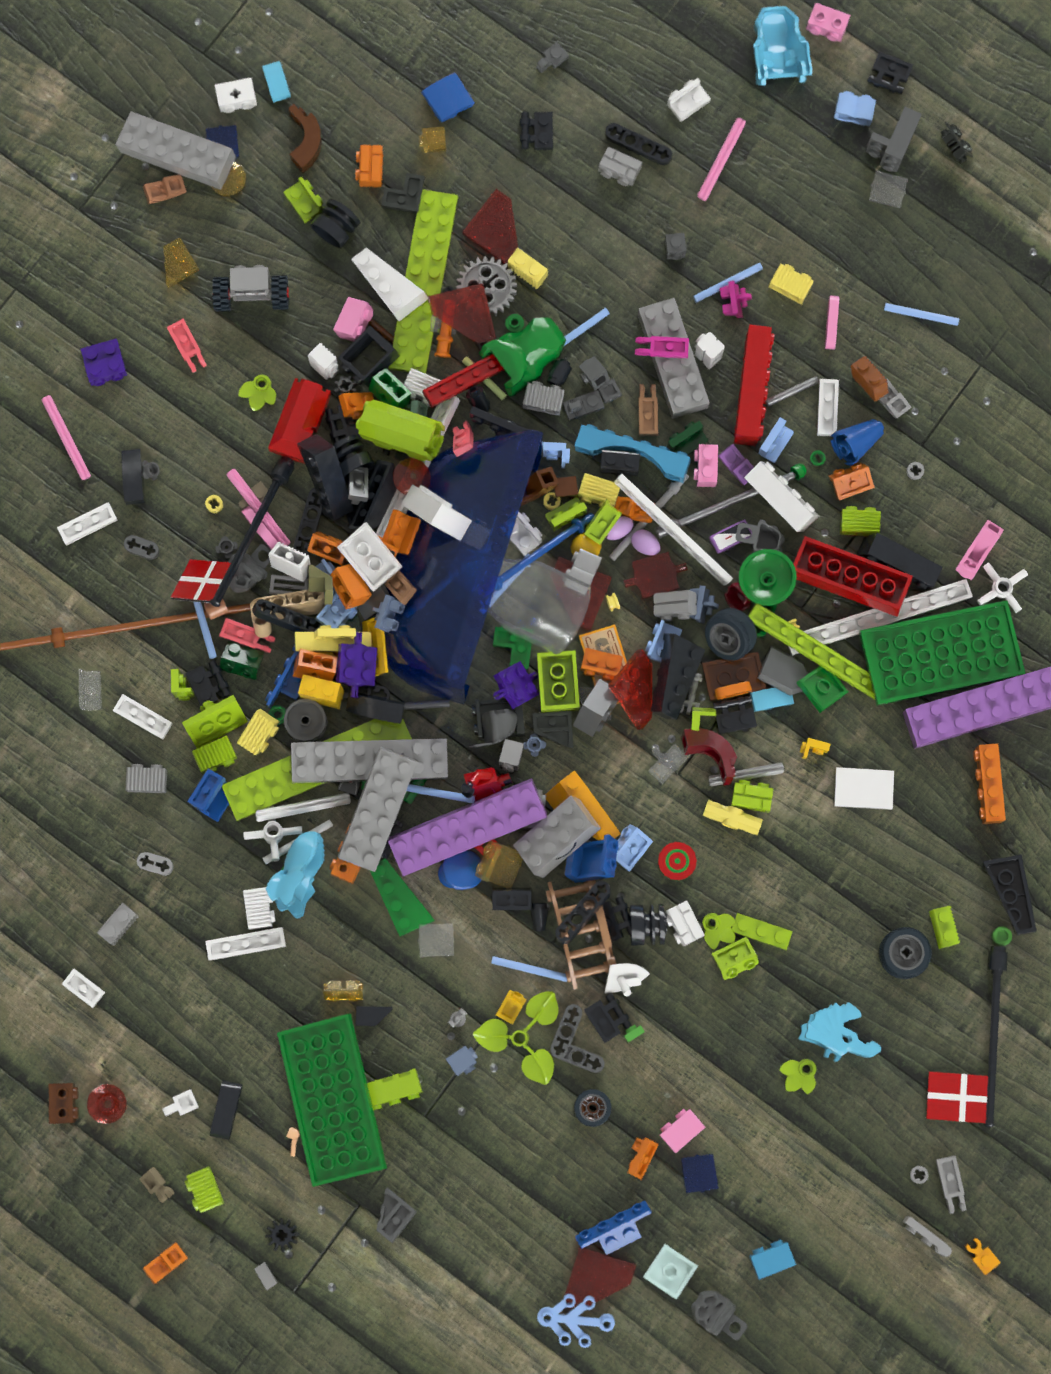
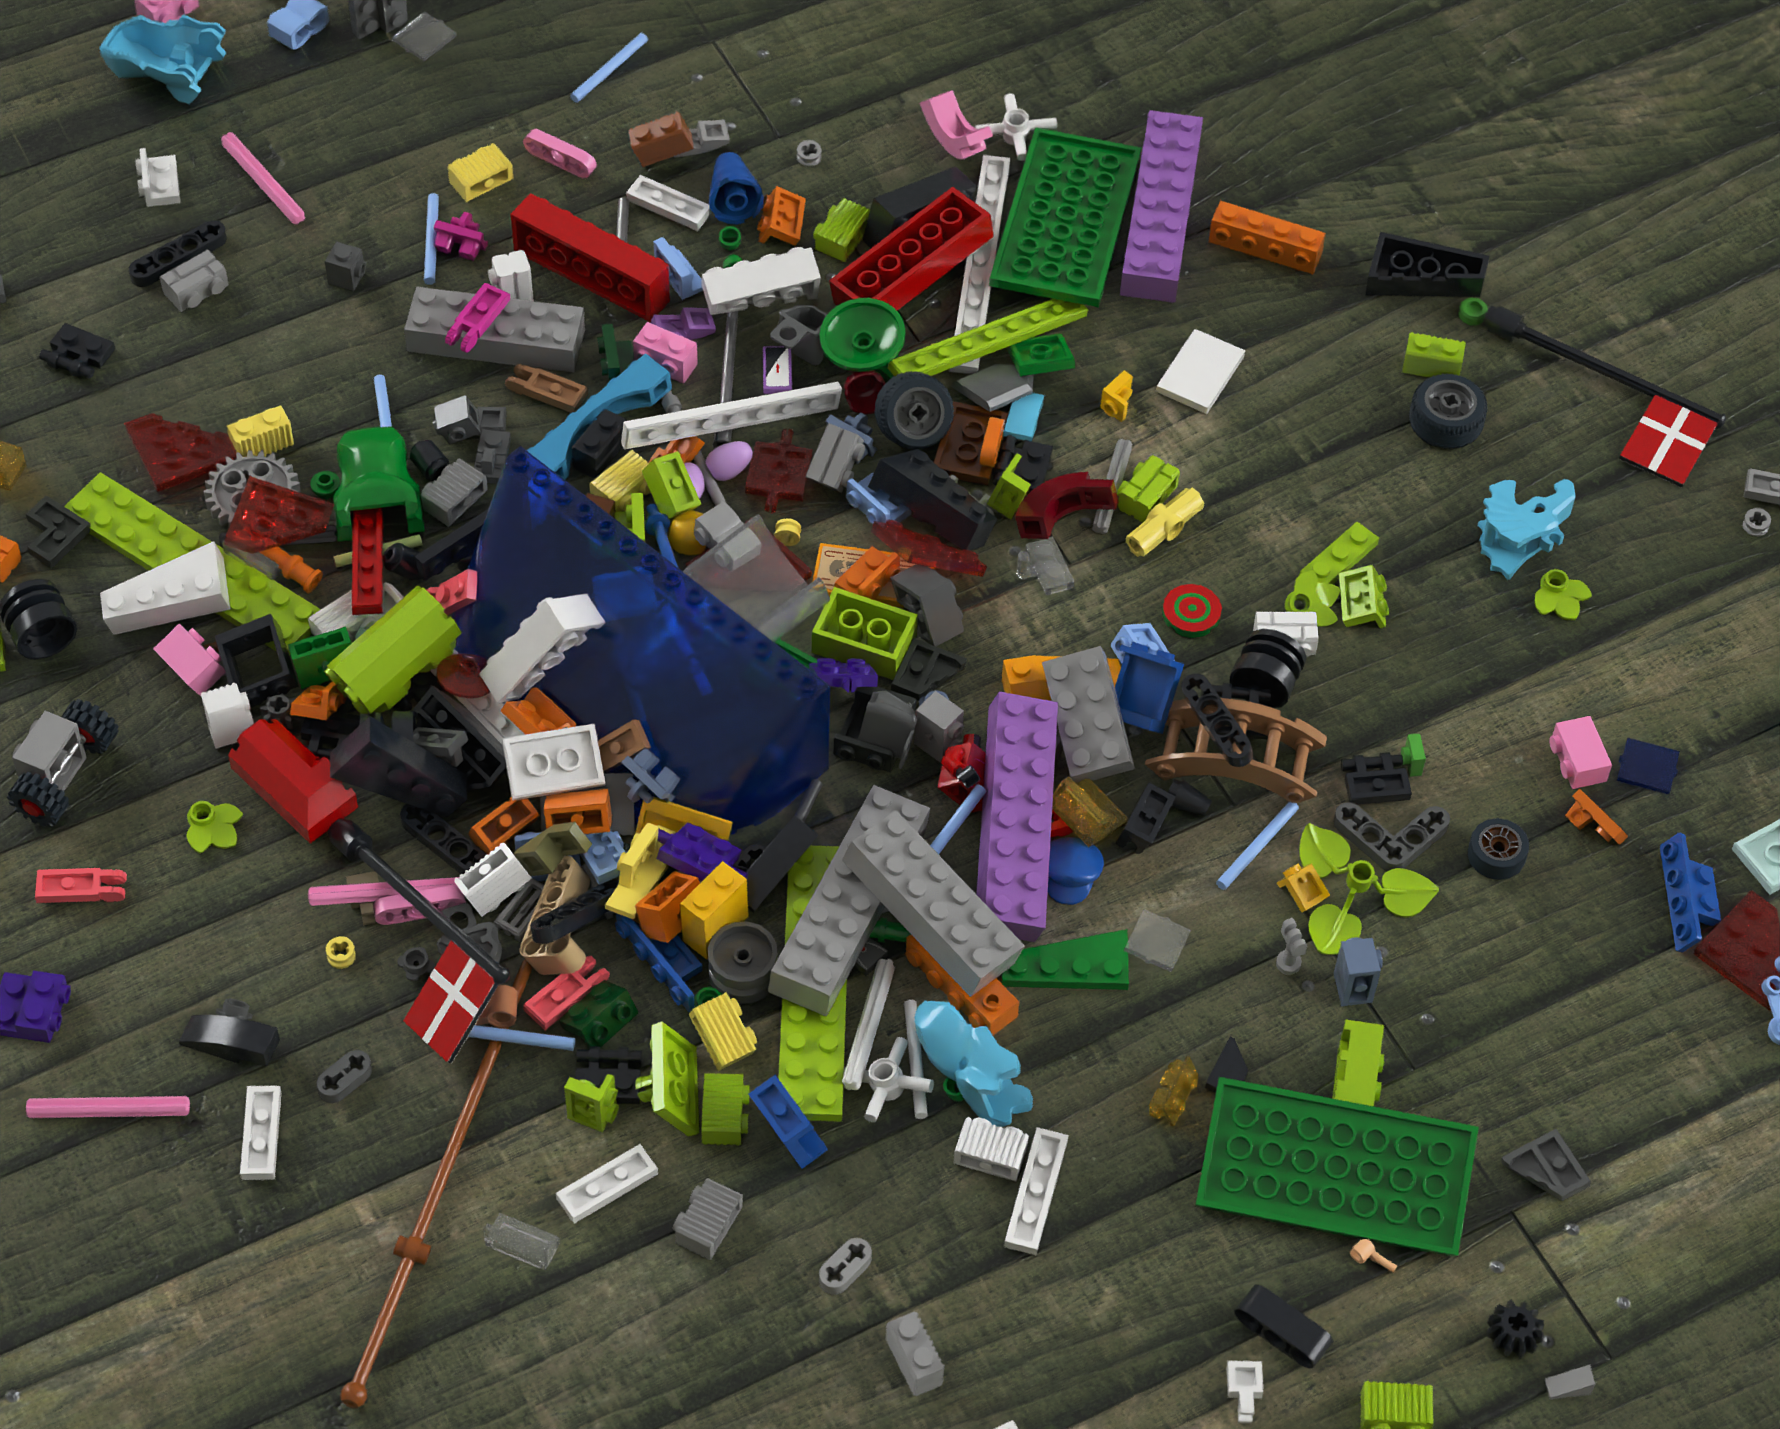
camera: 65 degrees left, 25 degrees down
(623, 977) = (1329, 727): white shield -> none

